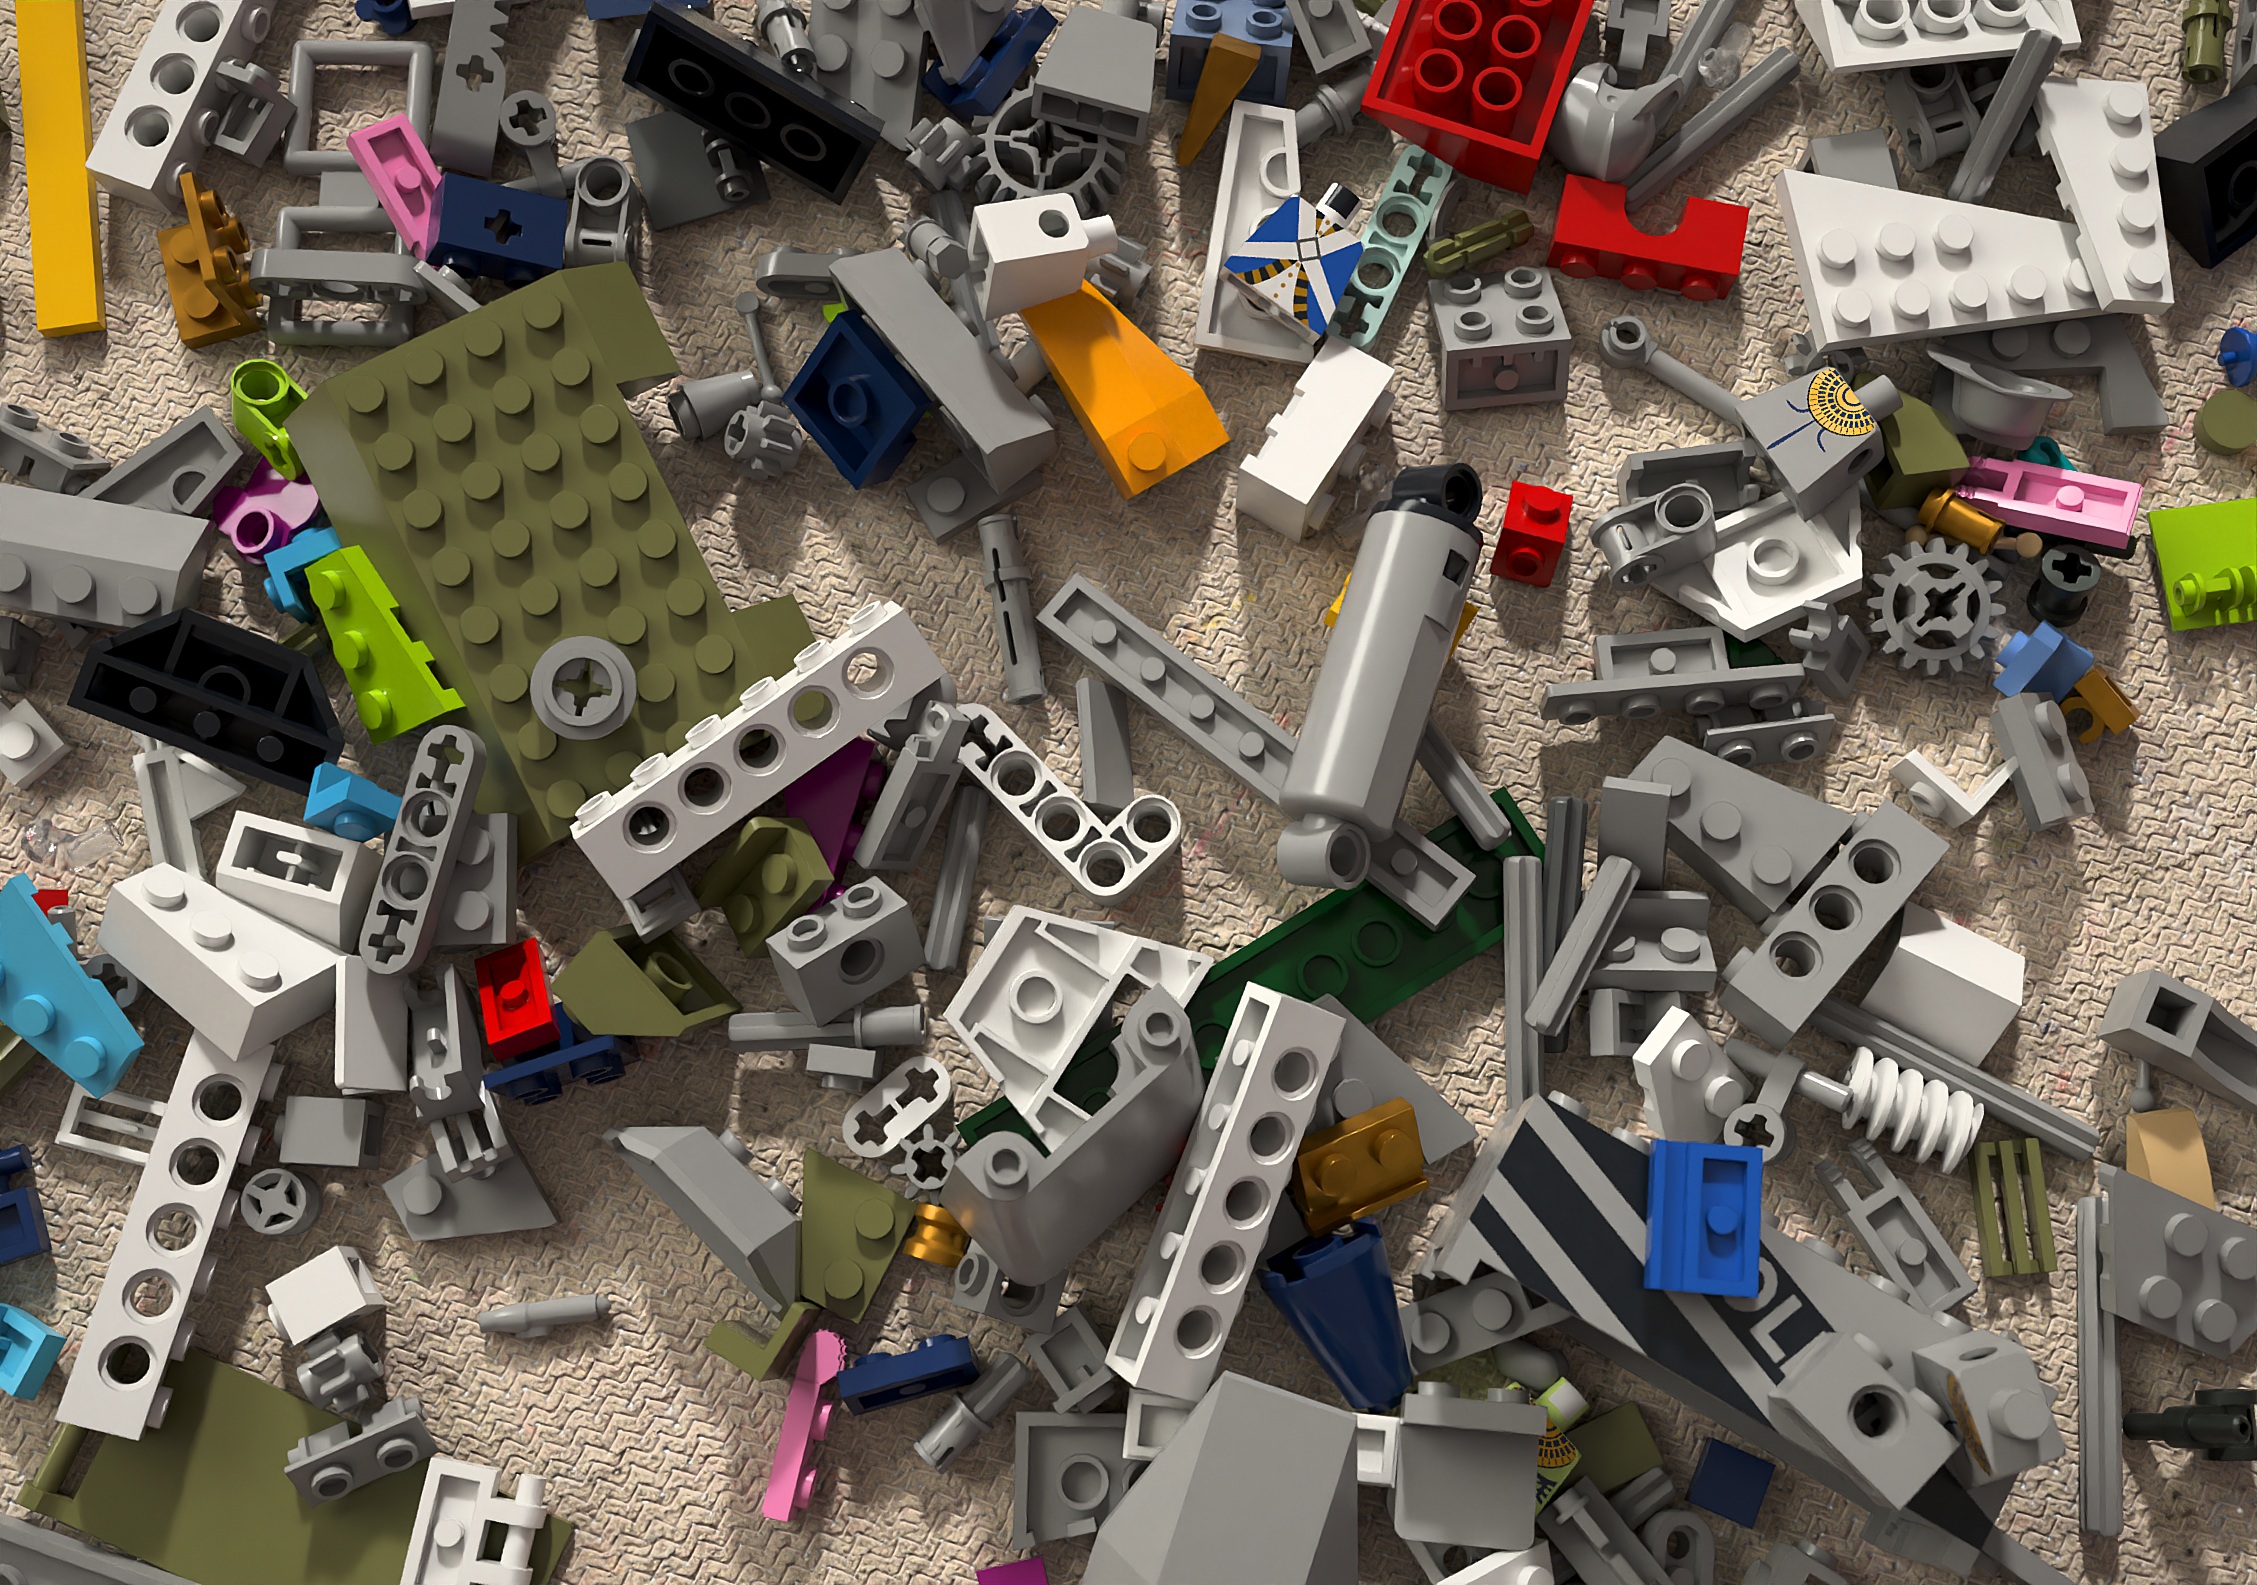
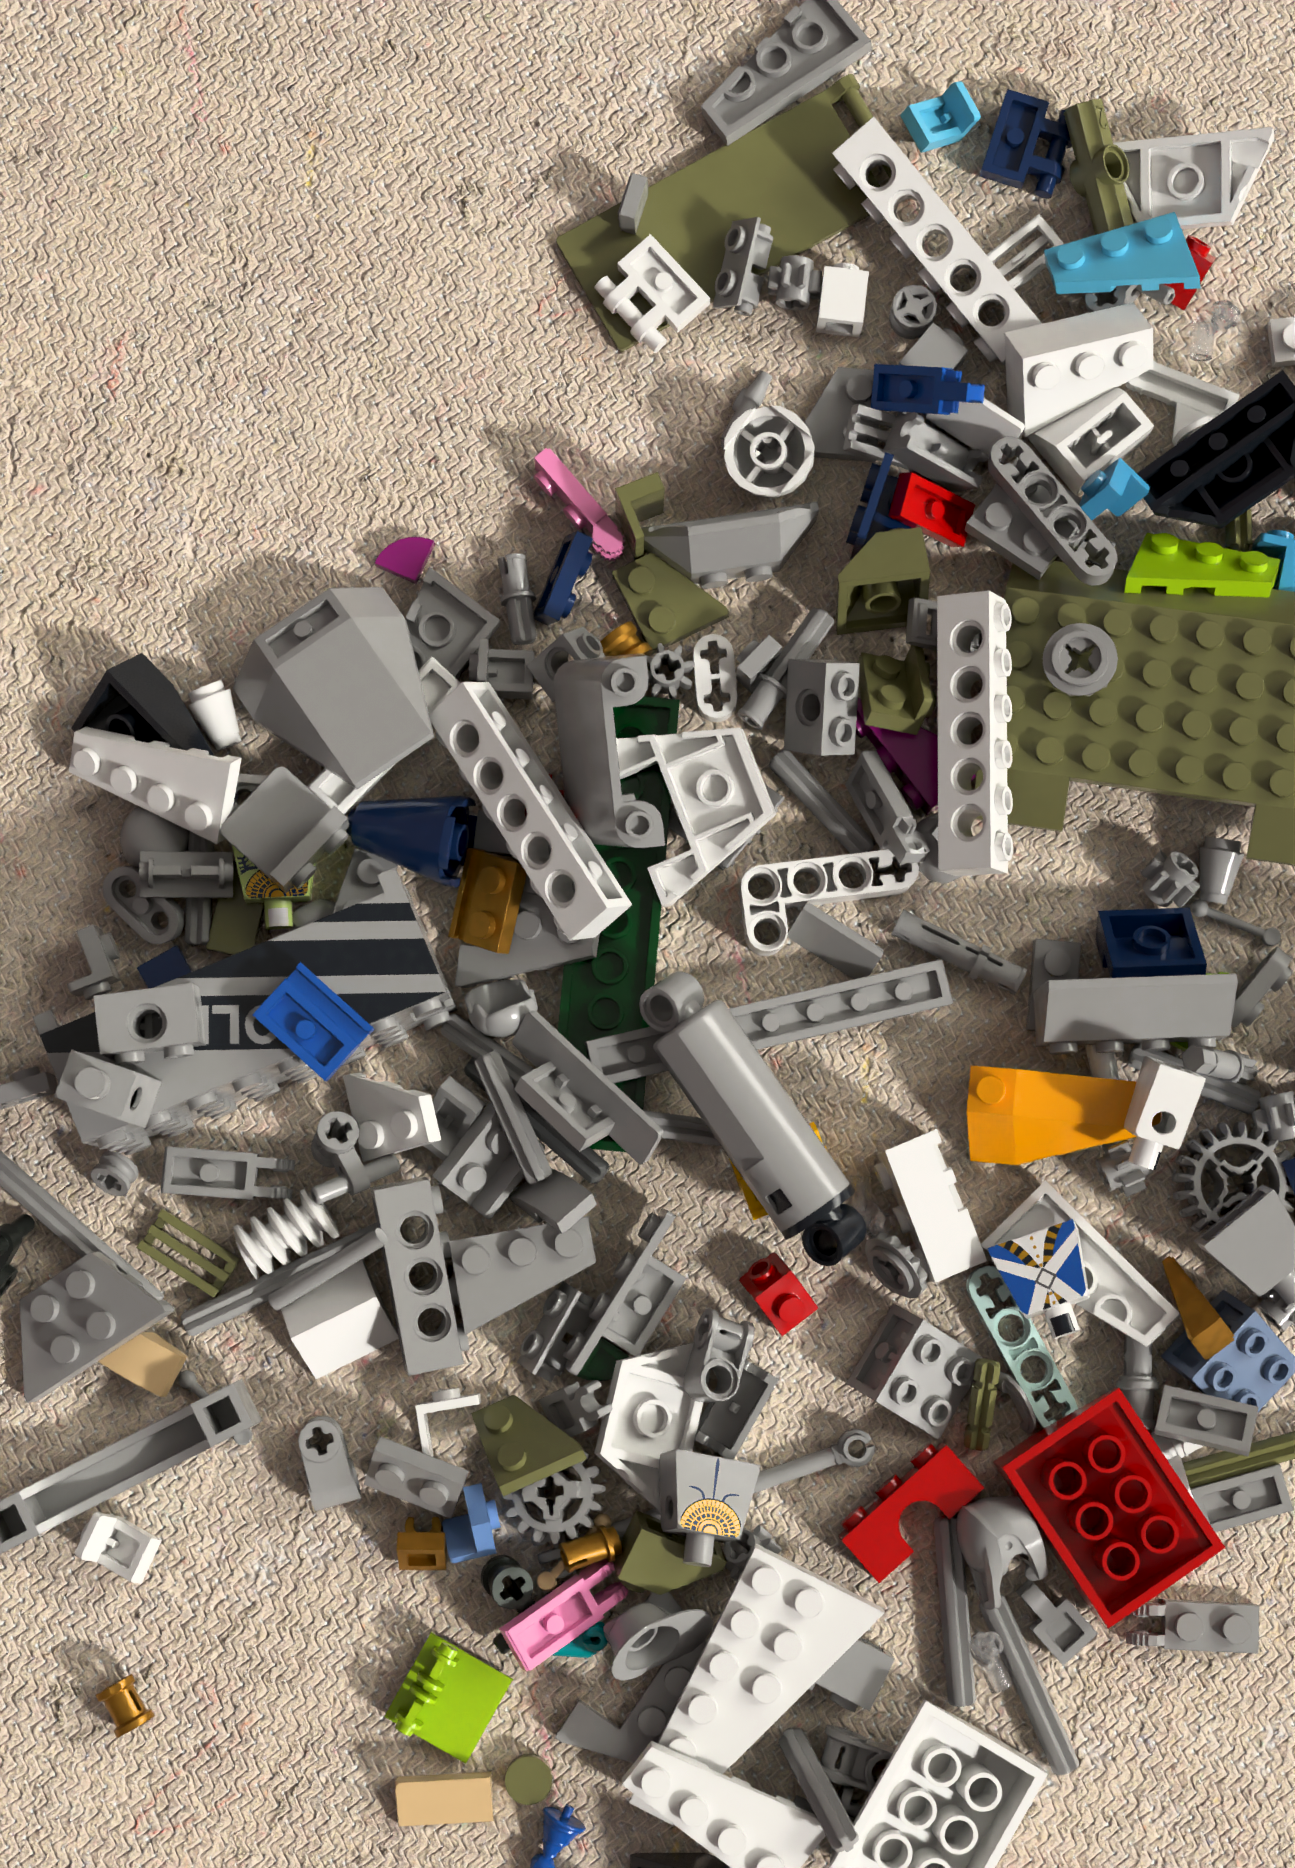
camera: 120 degrees right, 5 degrees up
(375, 1108) = (921, 389): none -> blue hinge
(579, 1237) = (769, 451): none -> white cylinder
(1408, 424) = (895, 1265): none -> light grey gear
(1464, 1060) = (500, 1006): none -> light grey hair
(1509, 886) = (578, 1095): none -> light grey bracket
(1913, 1023) = (328, 1268): none -> light grey bar
(1915, 673) = (523, 1444): none -> olive wing
(2108, 866) = (328, 1472): none -> light grey piece

